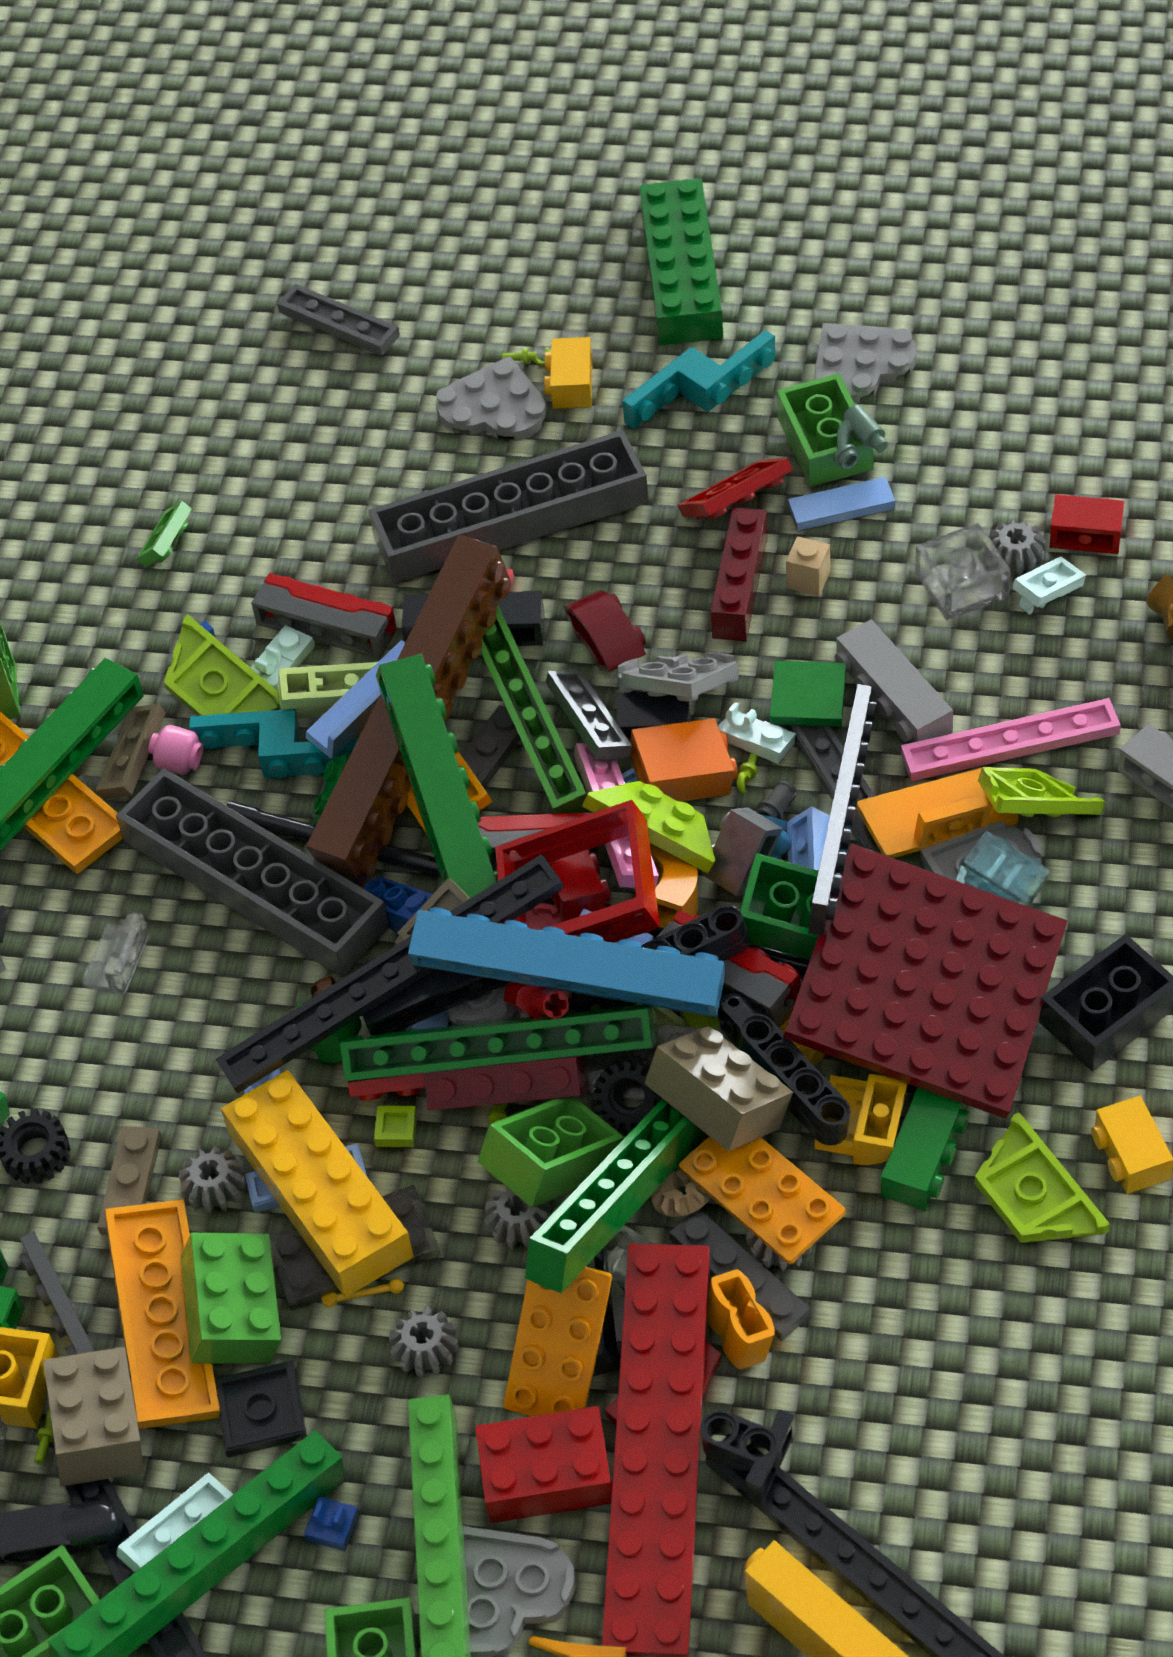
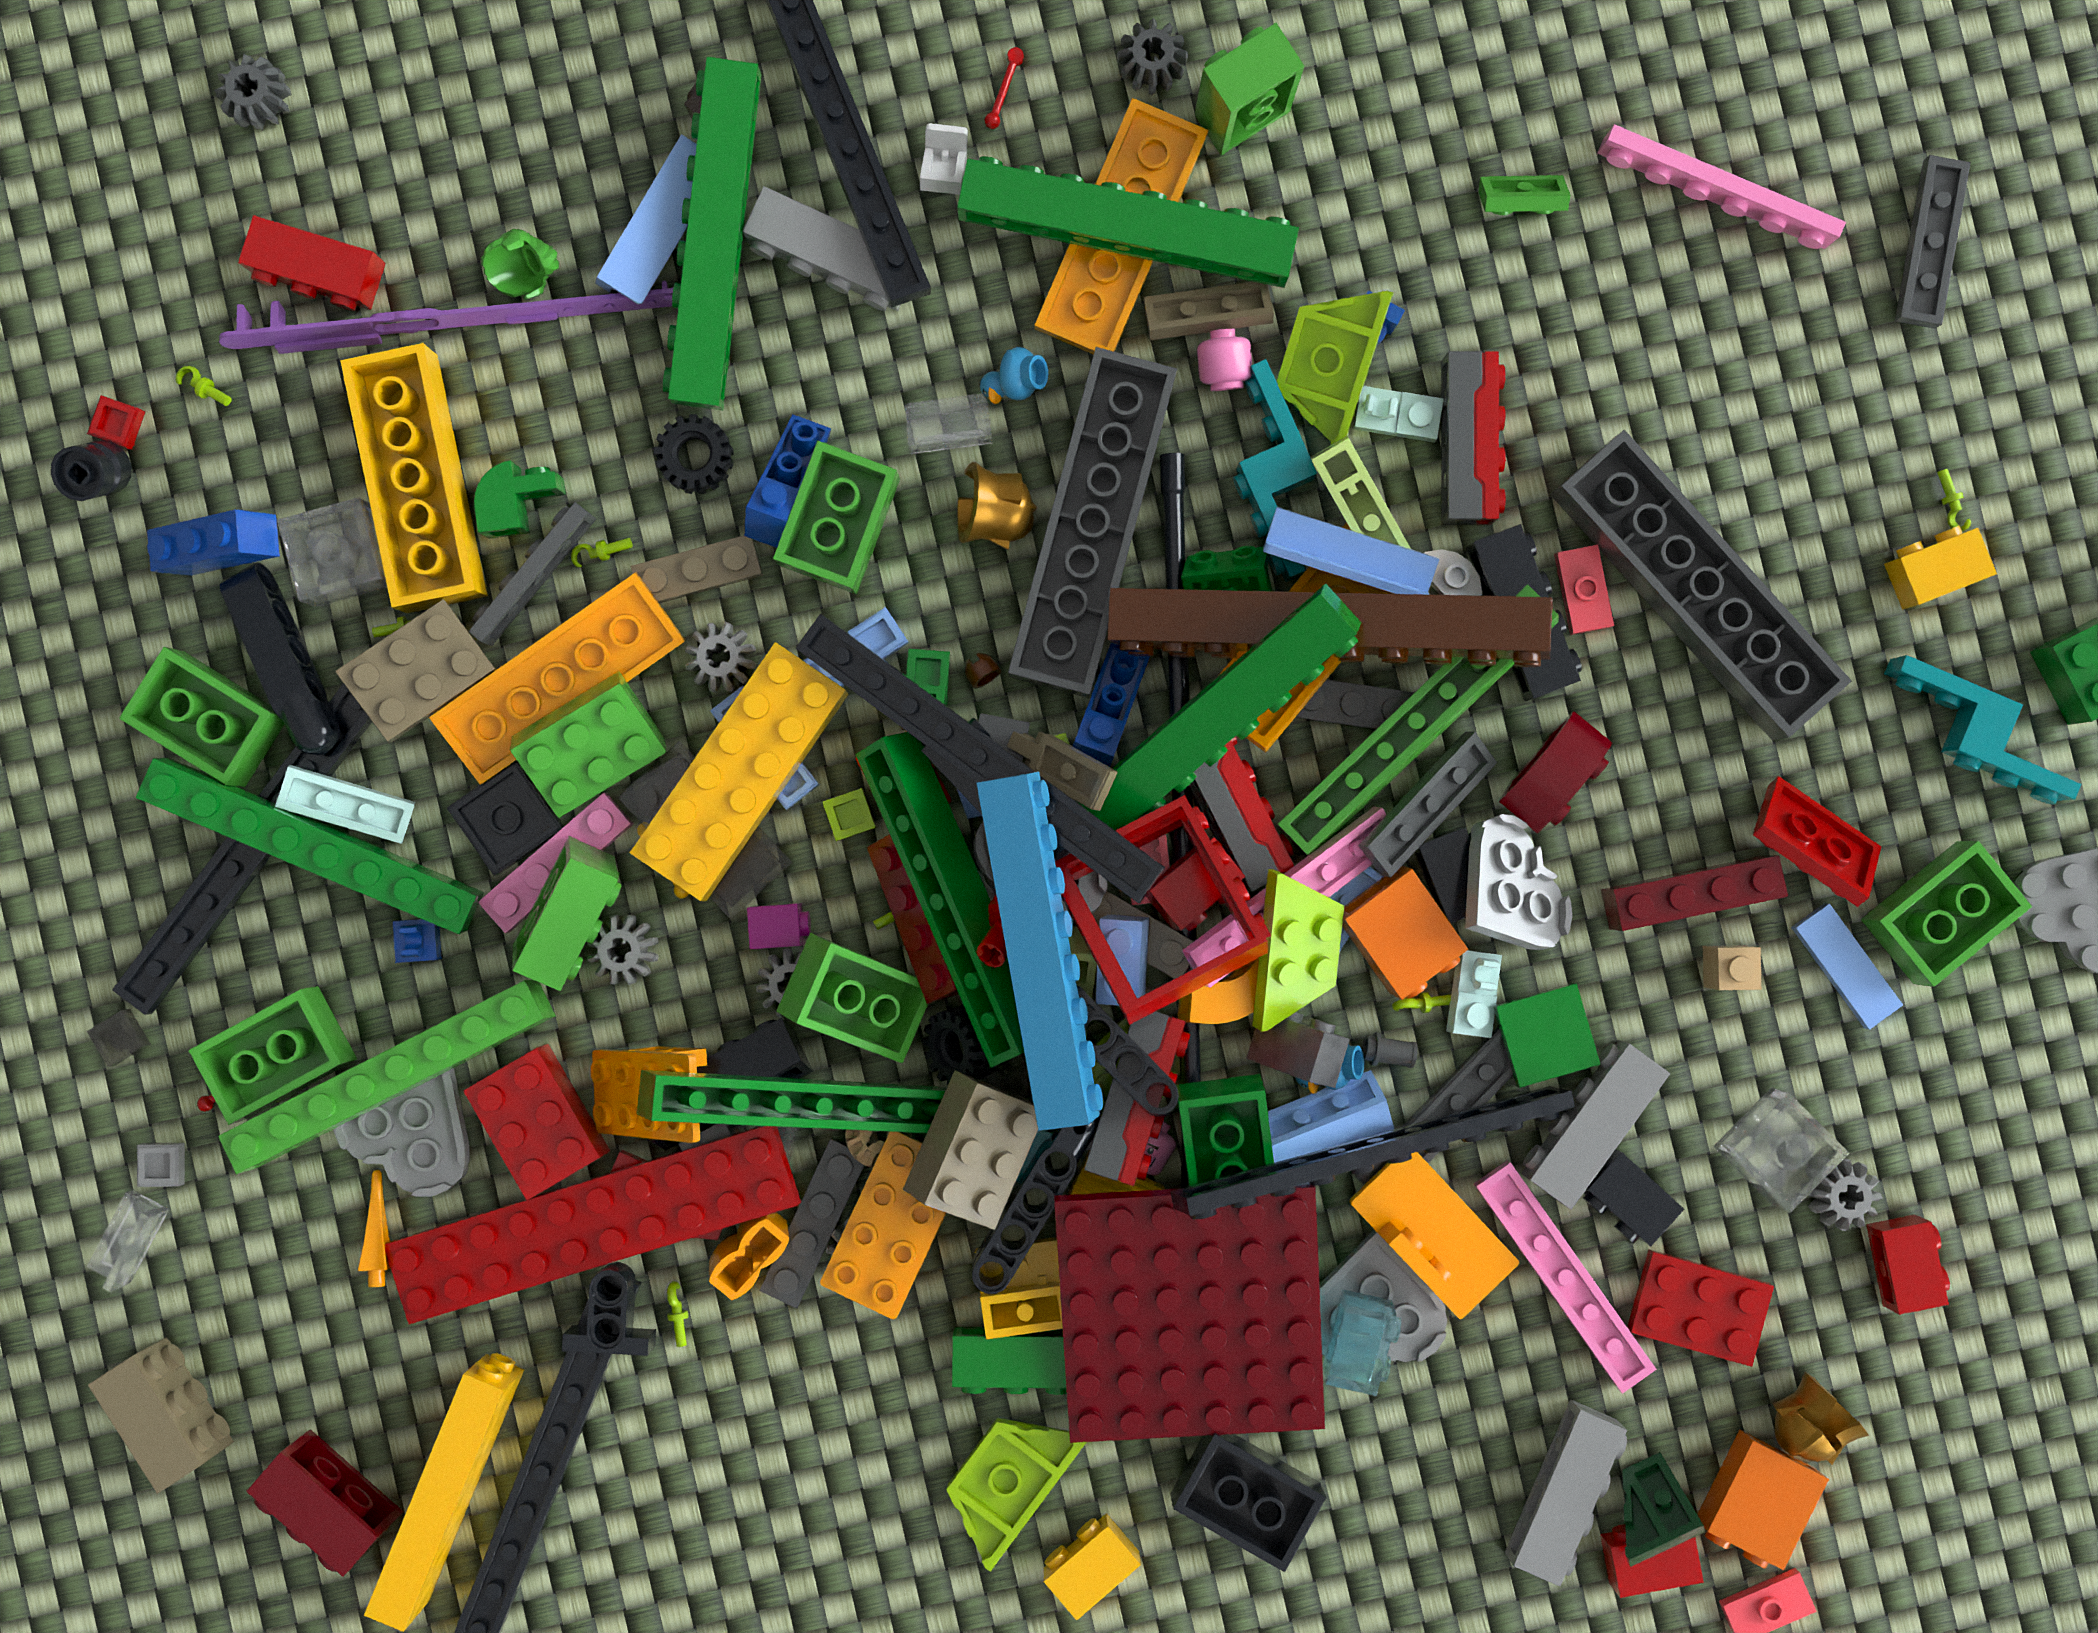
camera: 65 degrees right, 35 degrees up
(71, 1249) = (601, 550): none -> lime hand
(97, 1084) = (781, 480): none -> blue slope
(107, 888) = (1018, 376): none -> dark azure animal
(146, 1048) = (837, 517): none -> bright green brick
(205, 928) = (999, 509): none -> pearl gold helmet
(228, 422) = (1732, 193): none -> bright pink plate
(321, 1377) = (515, 895): none -> bright pink plate
(365, 1356) = (566, 914): none -> bright green brick
(462, 1211) = (777, 925): none -> magenta brick
(493, 401) = (1866, 490): light grey plate -> none
(771, 1413) = (677, 1314): none -> lime hand
(859, 422) = (1943, 978): sand green plant -> none
(965, 675) = (1633, 1199): none -> black brick
(1033, 792) = (1486, 1331): lime wing -> none
(1047, 583) = (1800, 1249): light aqua plate -> none
(1073, 662) = (1700, 1307): none -> red plate

